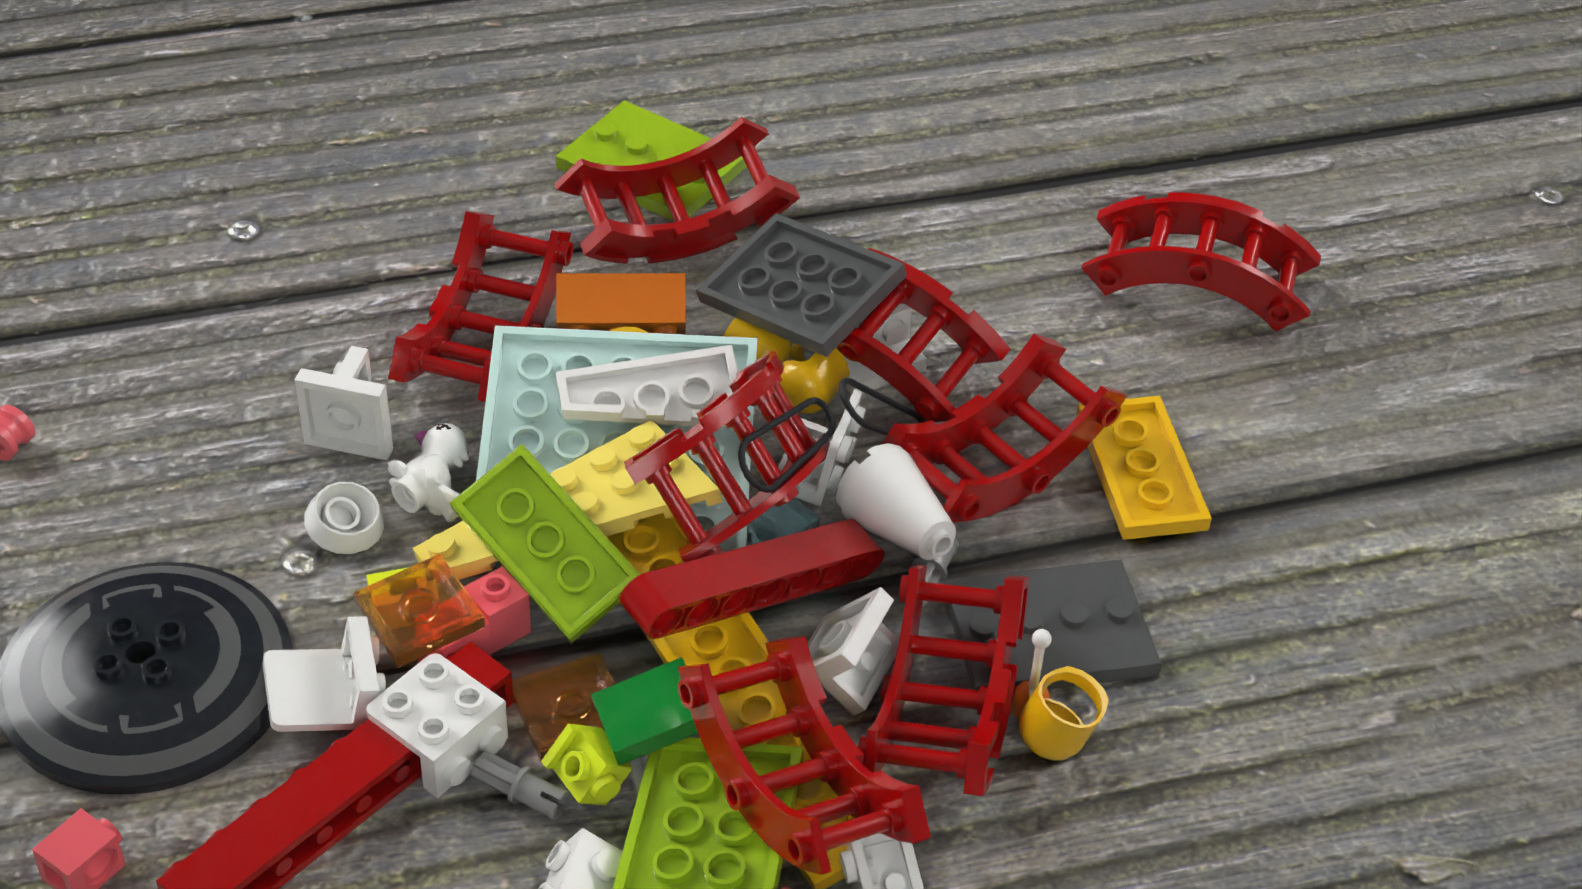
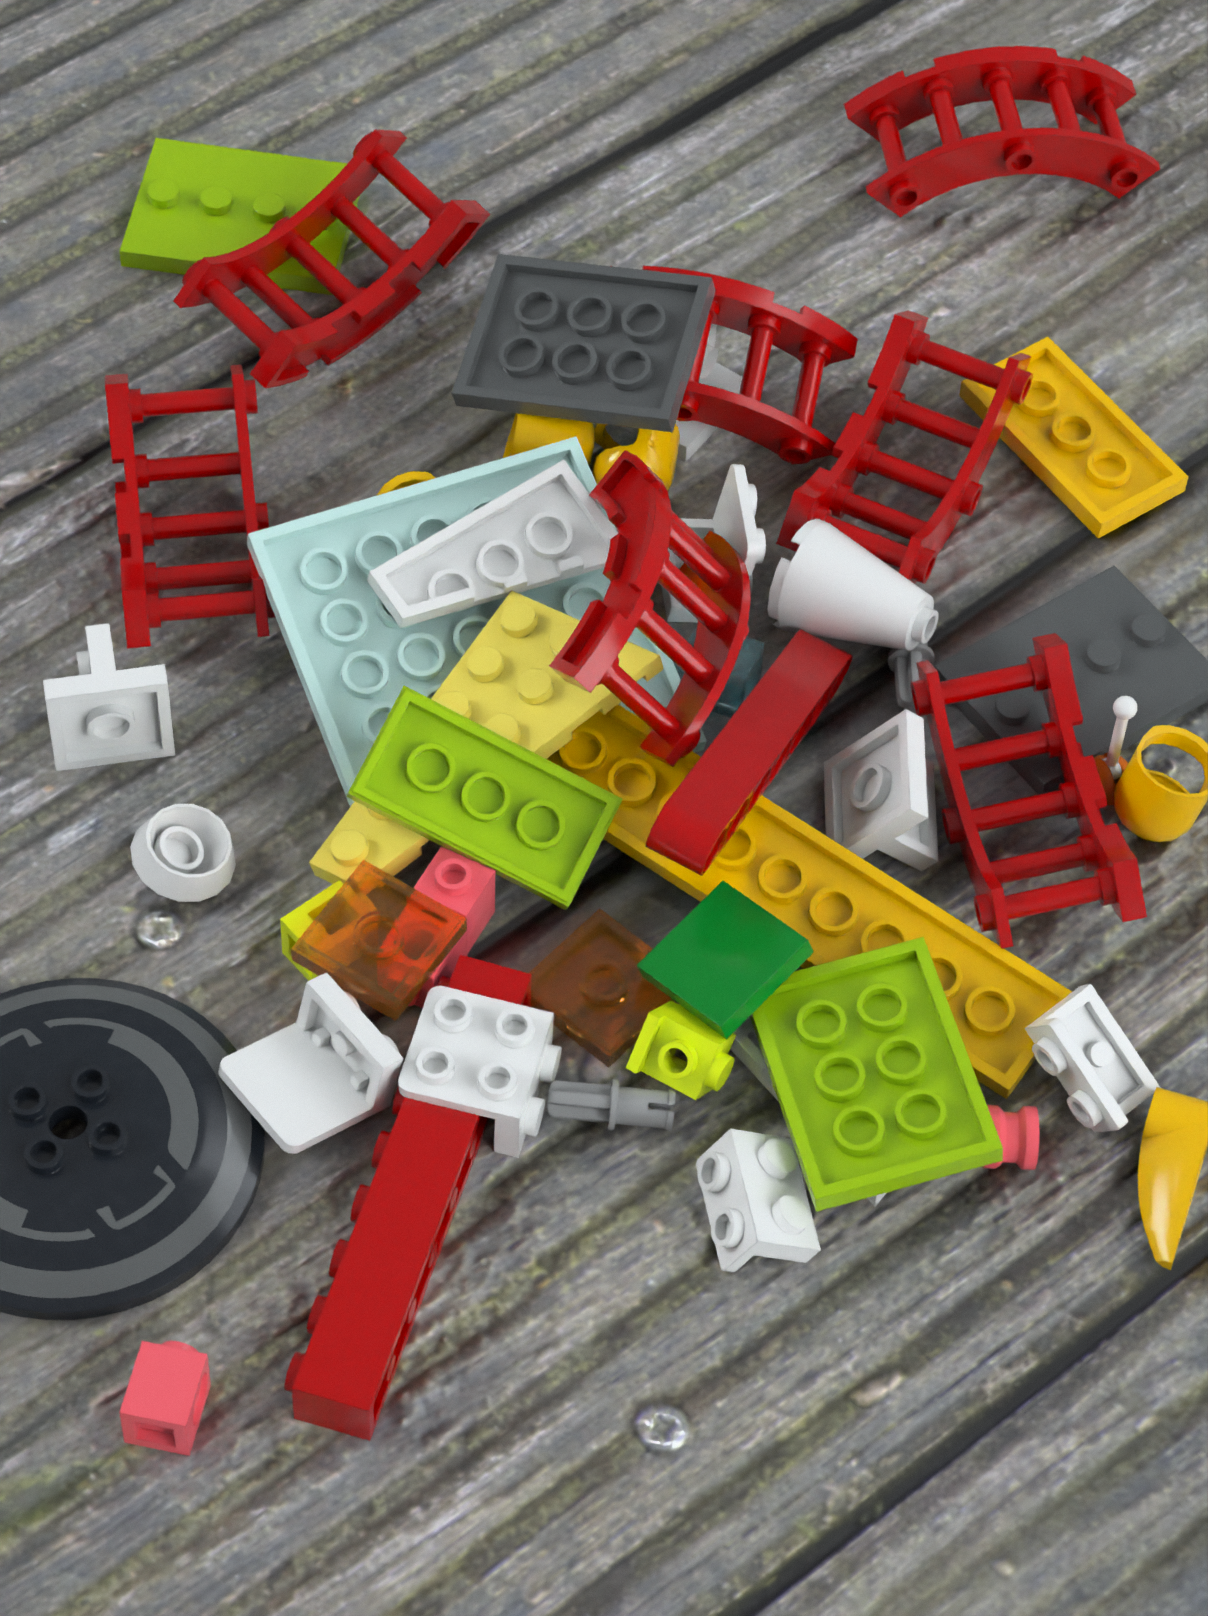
camera: 25 degrees left, 10 degrees up
(427, 477) = (256, 765): white animal -> none
(621, 300) = (365, 450): orange brick -> none
(742, 447) = (731, 570): black piece -> none
(849, 381) = (727, 462): black piece -> none
(871, 798) = (970, 937): red fence -> none

